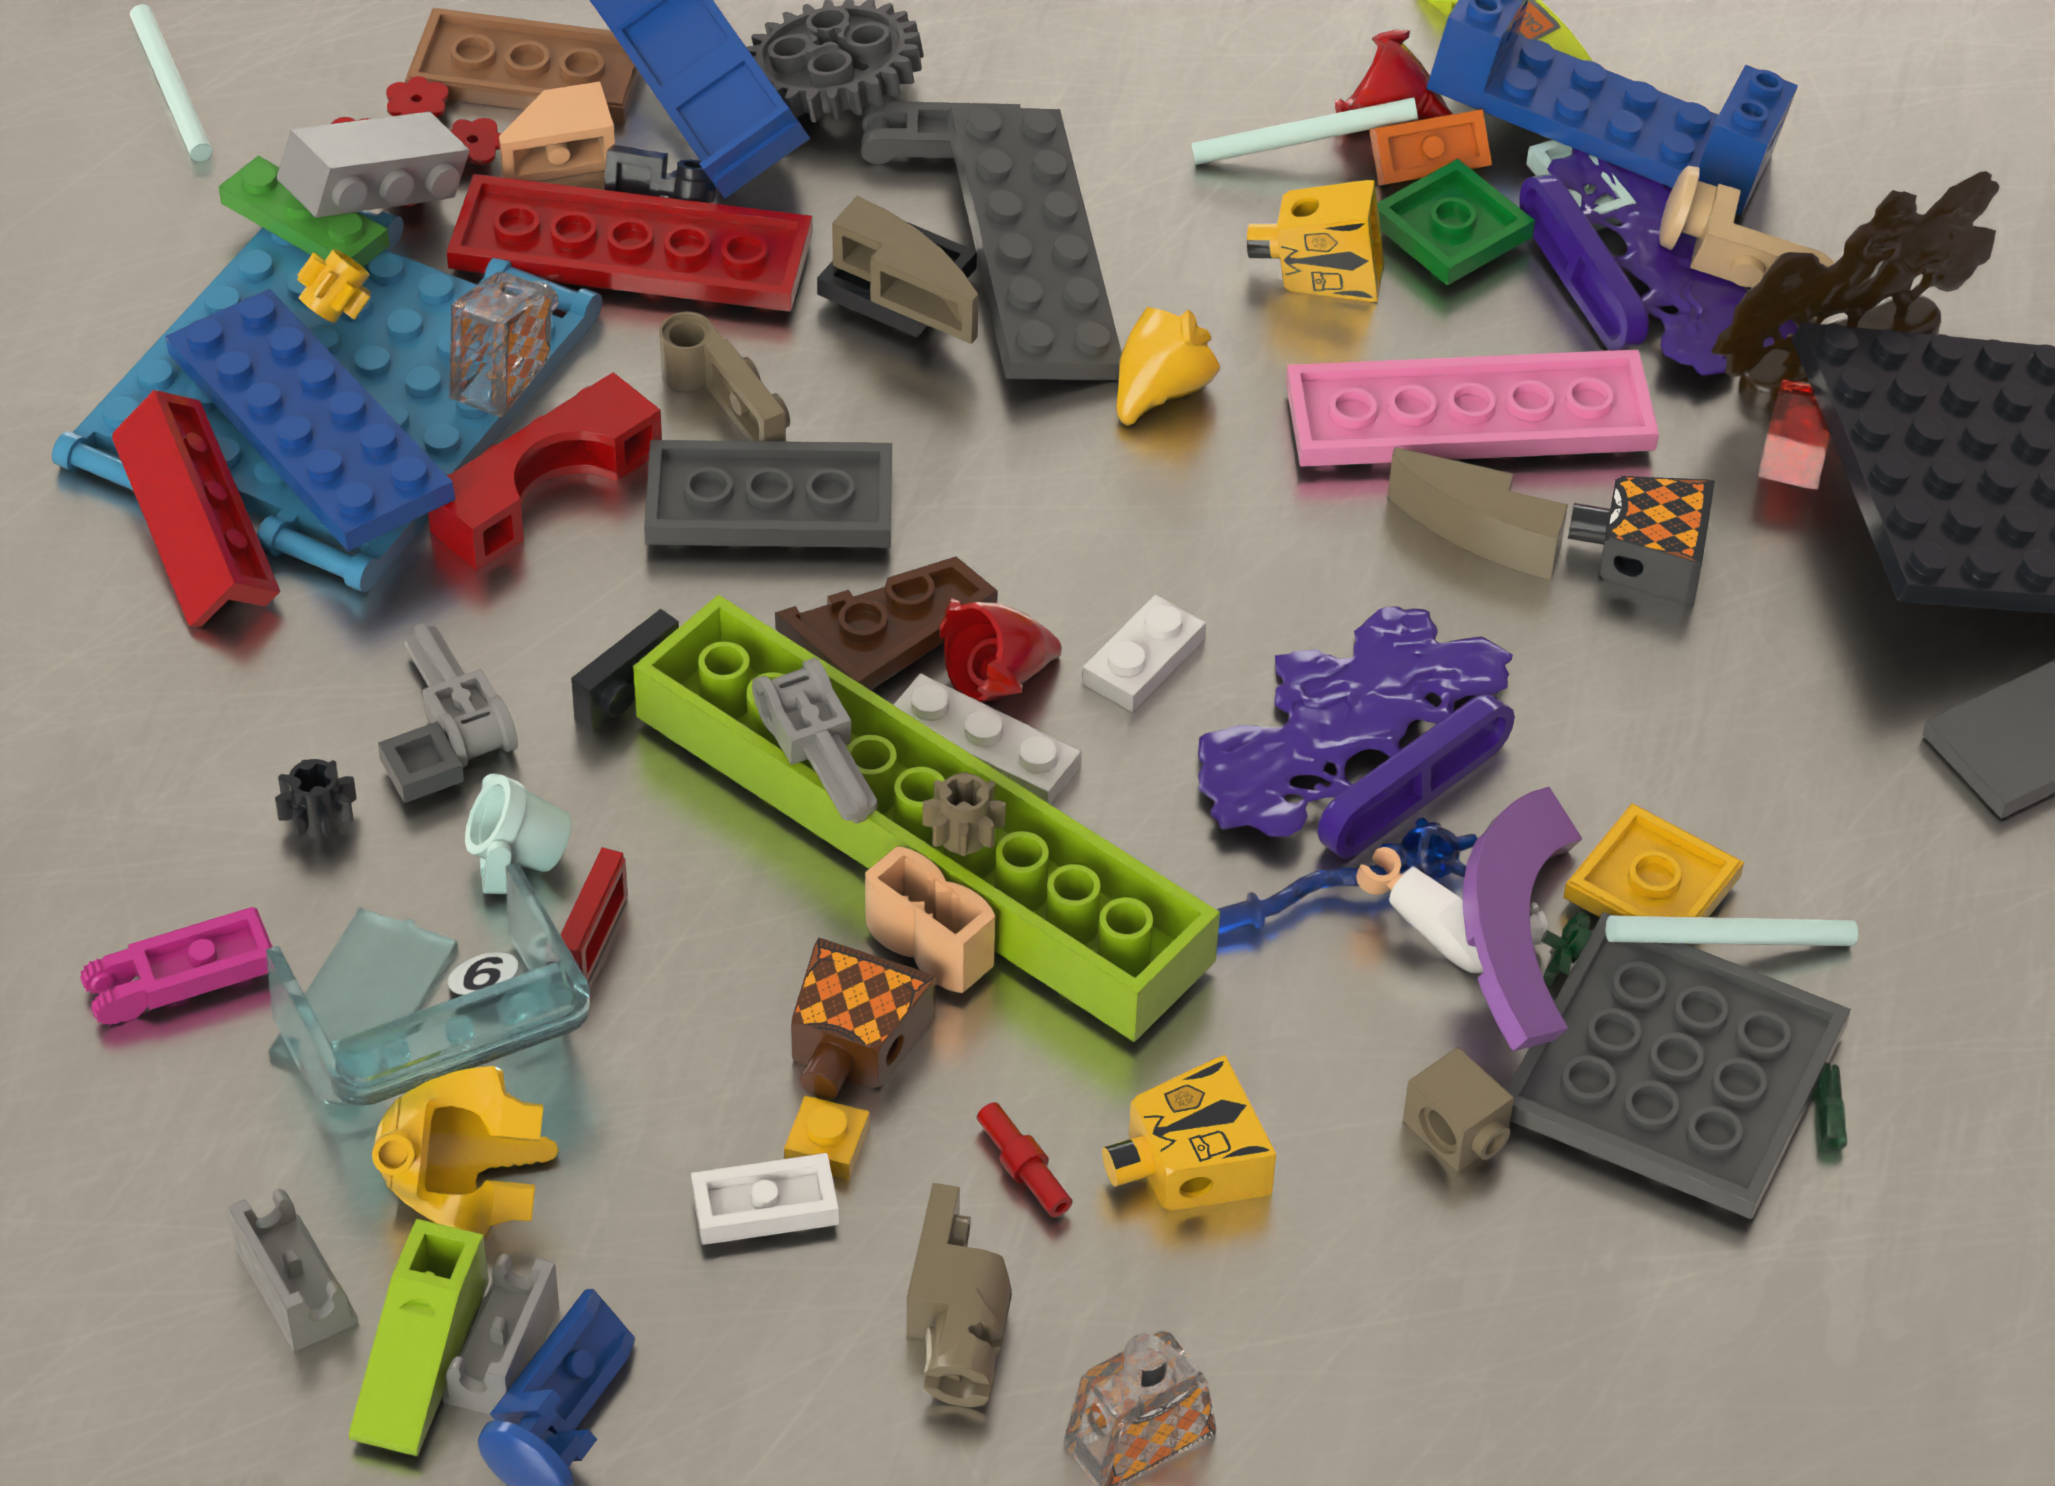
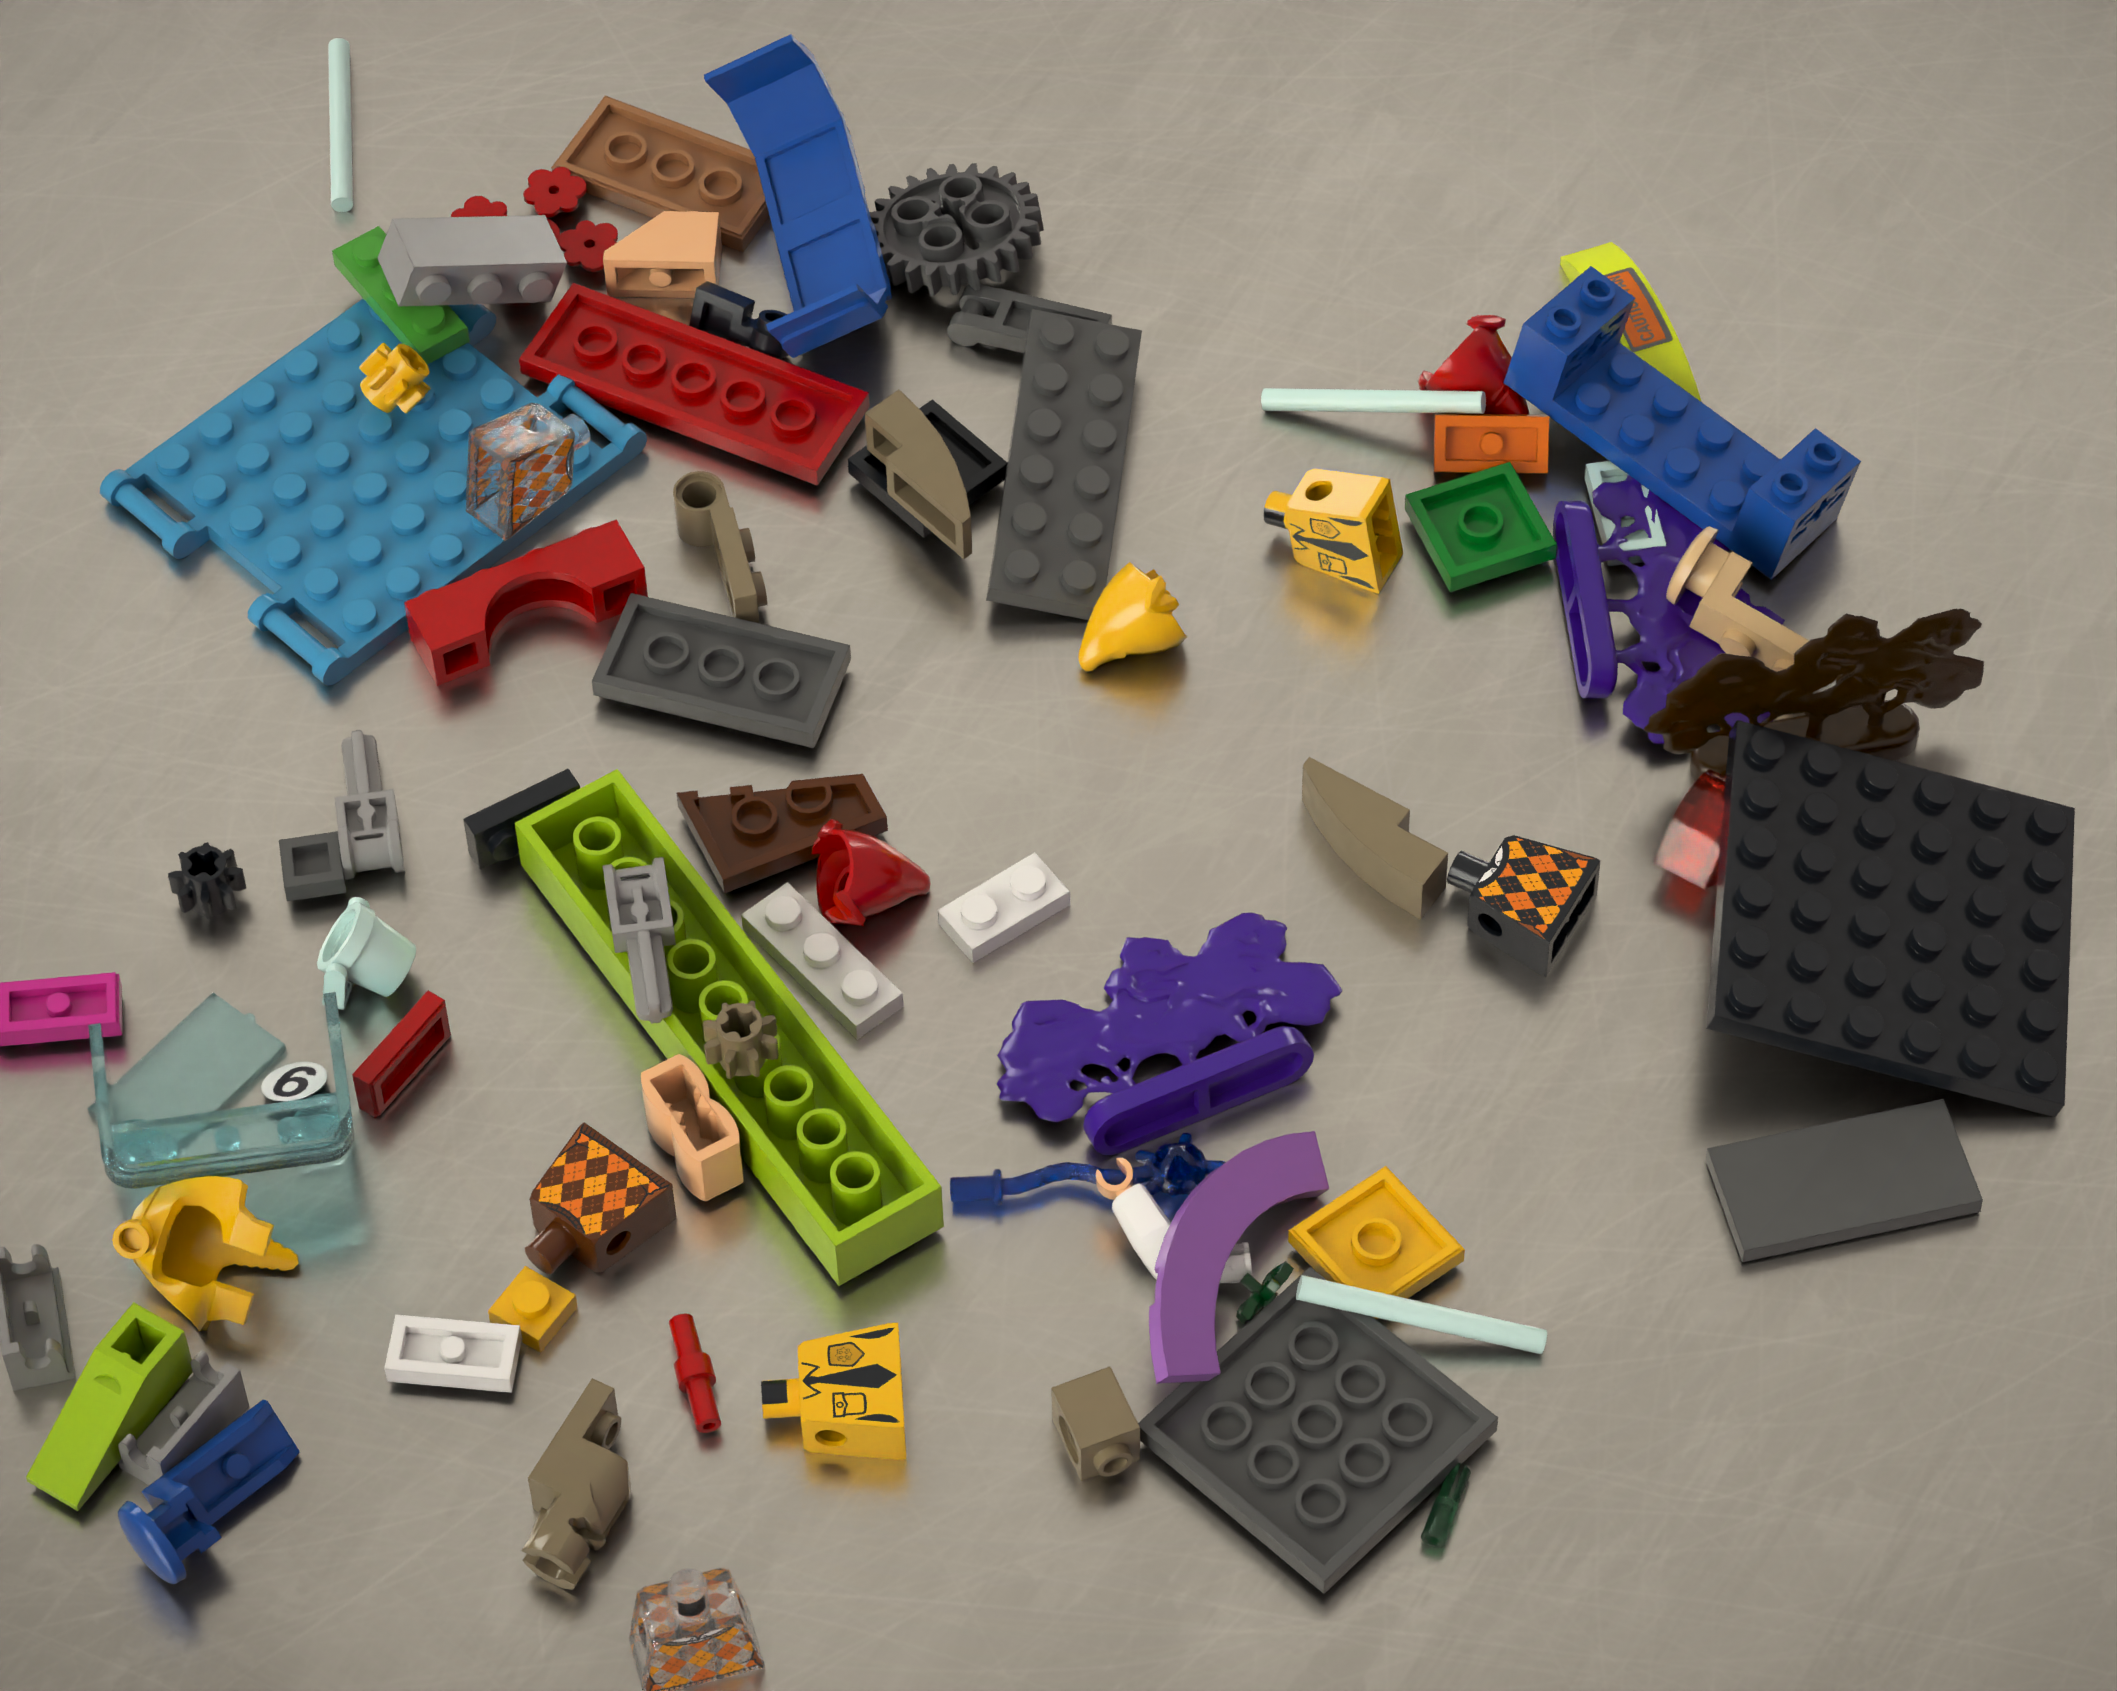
camera: 20 degrees right, 5 degrees up
(192, 507) = (200, 571): red panel -> none
(310, 419) = (327, 507): blue plate -> none
(1471, 407) = (1413, 727): bright pink plate -> none

